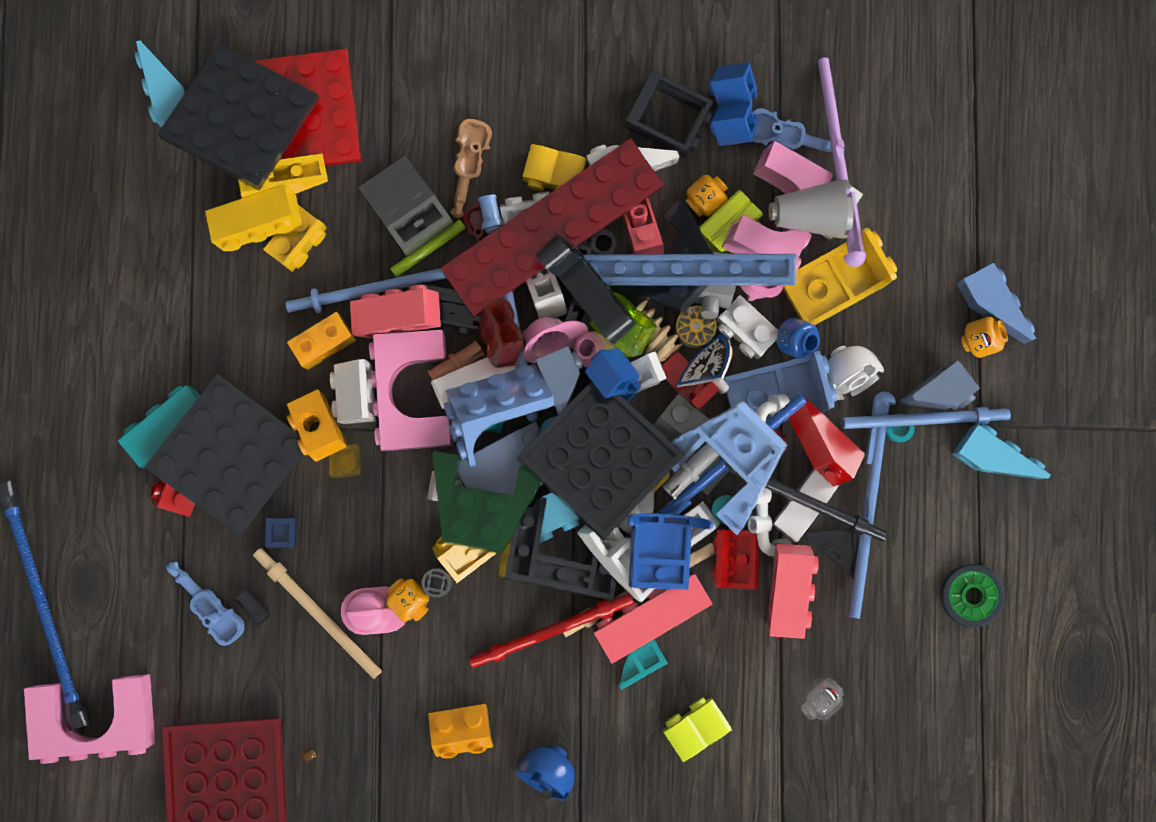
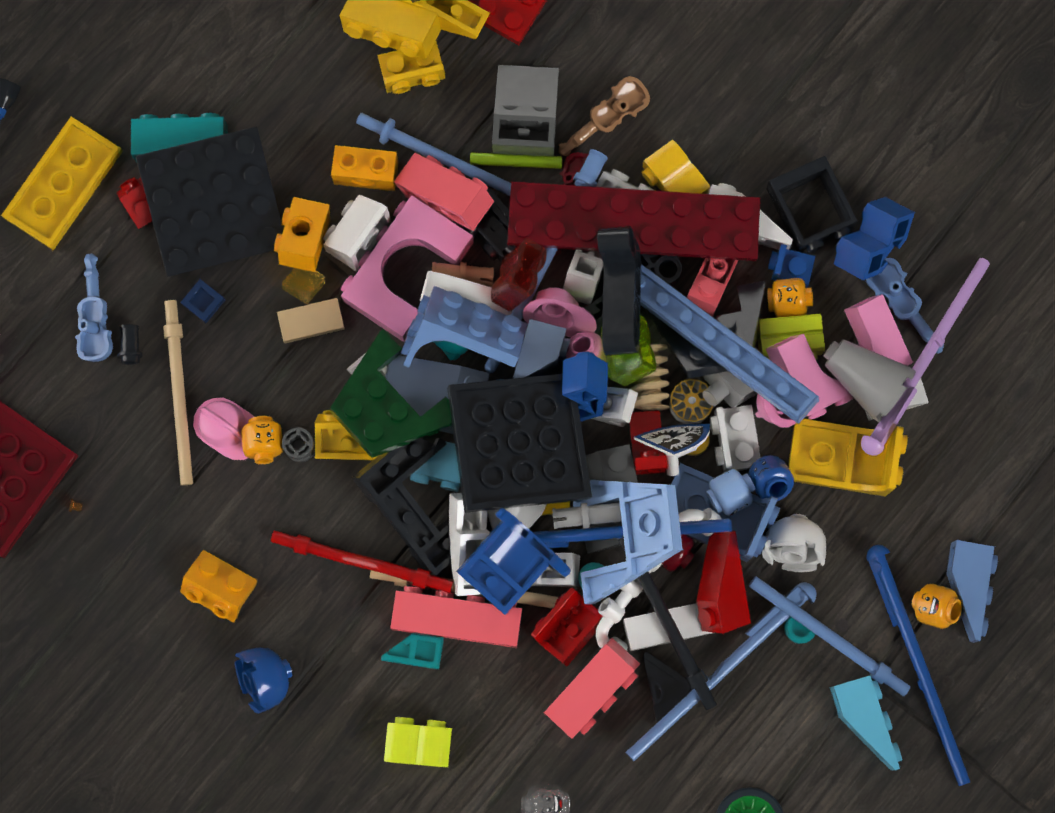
camera: 40 degrees right, 5 degrees down
(104, 527) = (62, 183): none -> yellow tile
(372, 484) = (310, 320): none -> tan tile
(688, 170) = (791, 264): none -> blue bracket
(777, 371) = (730, 492): none -> light blue head
(943, 390) = (862, 621): sand blue slope -> none
(946, 356) = (899, 618): none -> blue bar

